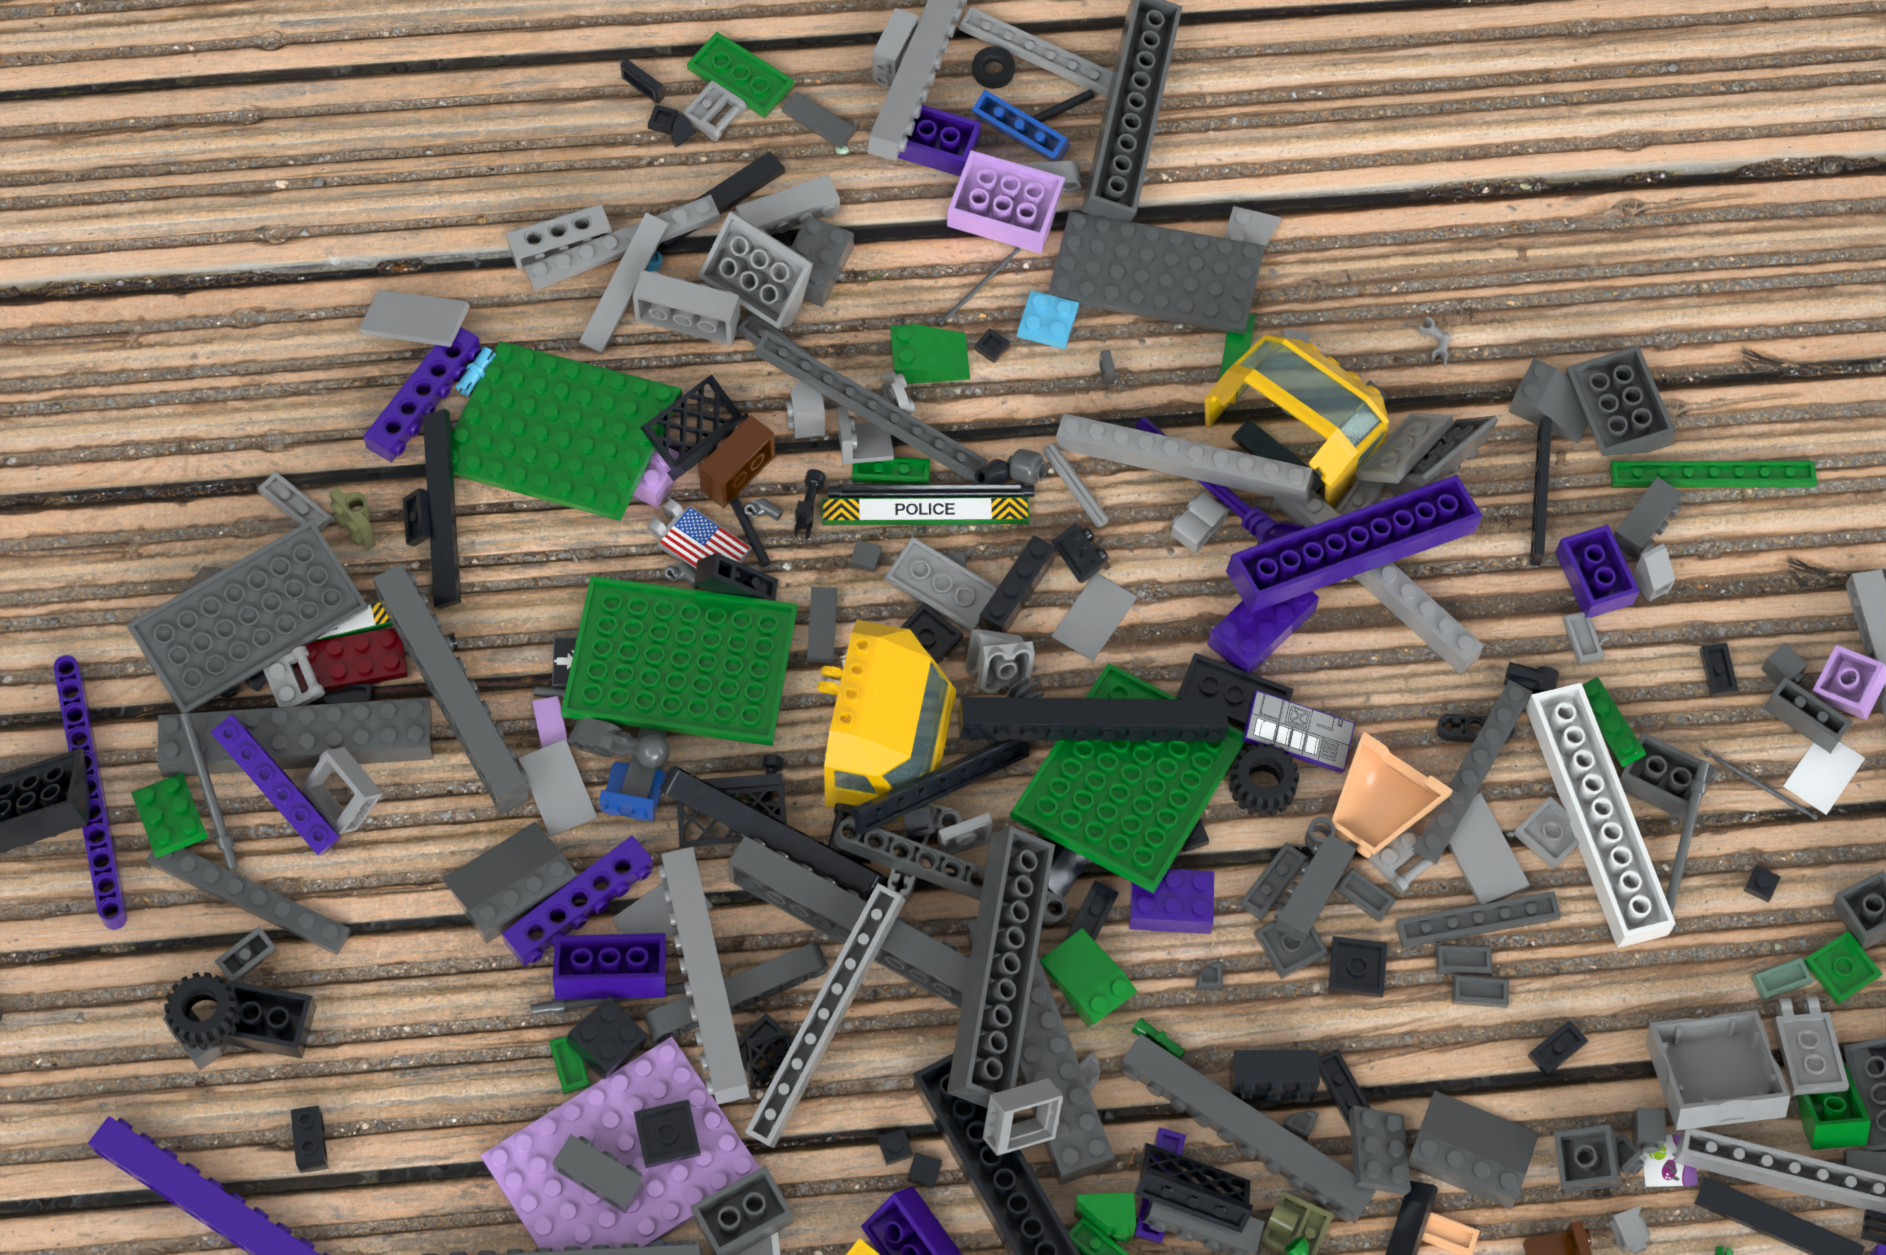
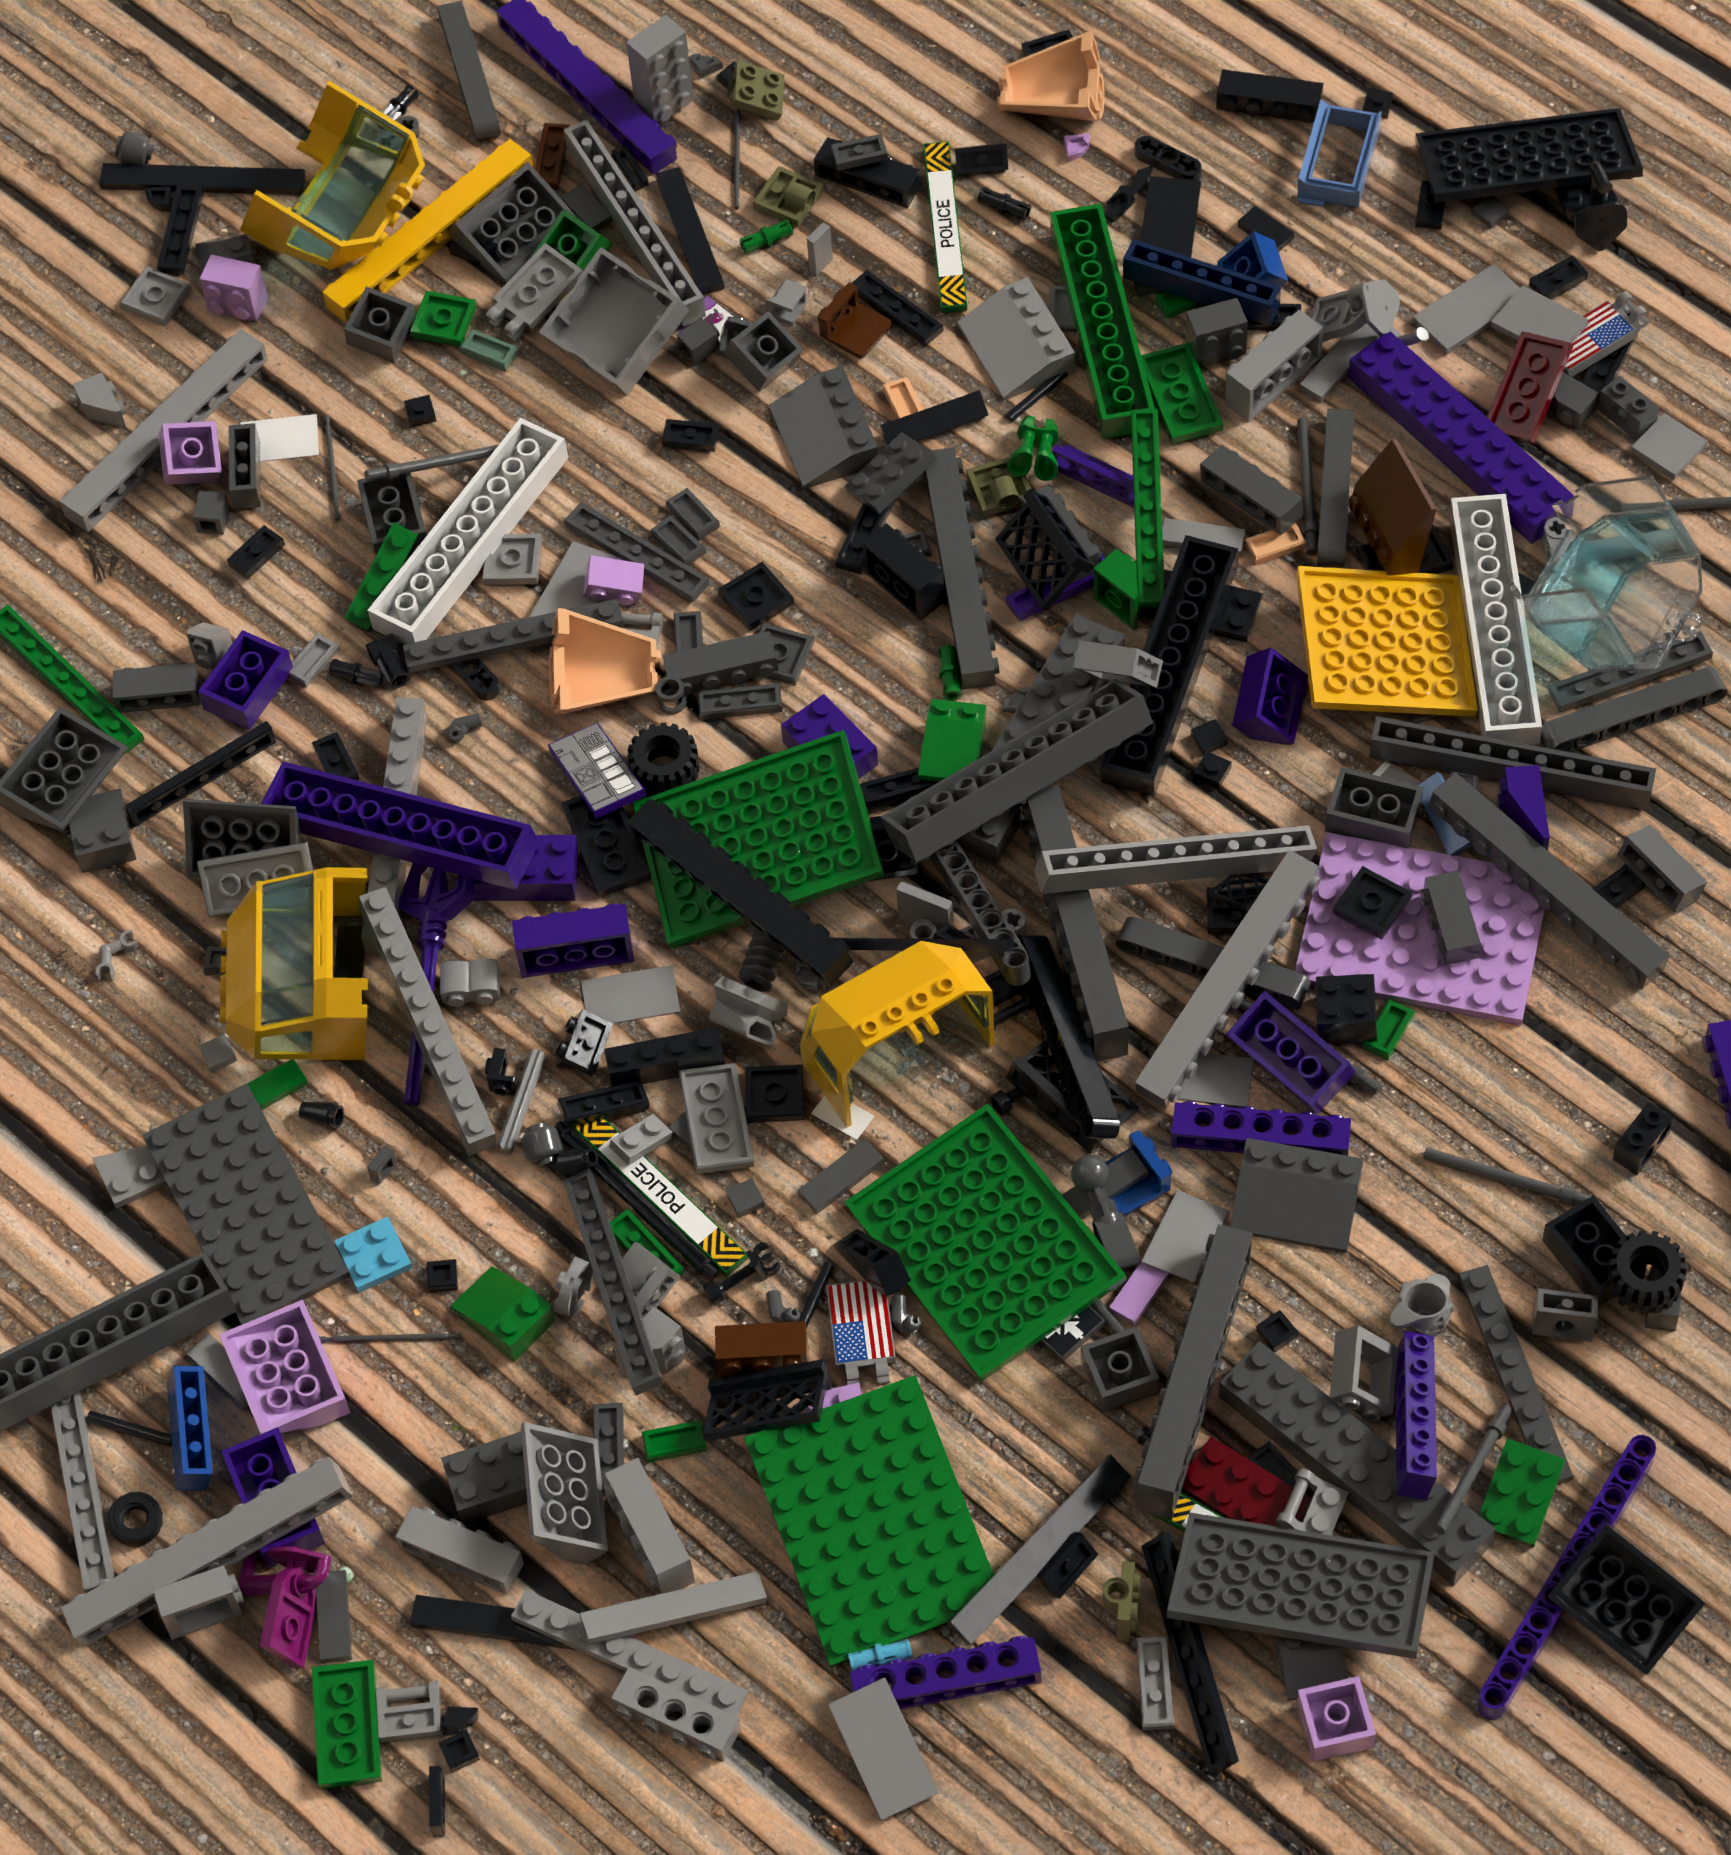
camera: 125 degrees left, 5 degrees down
(154, 569) = (1336, 1718): none -> lavender brick
(274, 527) = (1191, 1661): none -> black plate
(329, 1053) = (1565, 1195): none -> dark grey bar
(344, 867) = (1423, 1306): none -> light grey piece
(432, 778) = (1277, 1331): none -> black plate
(505, 655) = (1119, 1369): none -> dark grey brick
(740, 378) = (674, 1441): none -> green tile
(842, 92) = (291, 1599): none -> magenta plate
(971, 526) = (640, 1139): none -> light grey plate
(1021, 525) = (603, 1103): none -> black tile
(1111, 484) = (496, 1074): none -> black bracket
(1164, 599) = (573, 940): none -> dark purple brick
(1183, 364) = (324, 1114): none -> black cone
(1210, 978) = (862, 682): dark grey tile -> none
(1427, 682) = (461, 725): none -> dark grey arm
(1459, 874) = (613, 580): none -> lavender brick
(1472, 582) = (334, 756): none -> black plate
(1541, 651) = (355, 673): none -> black axle

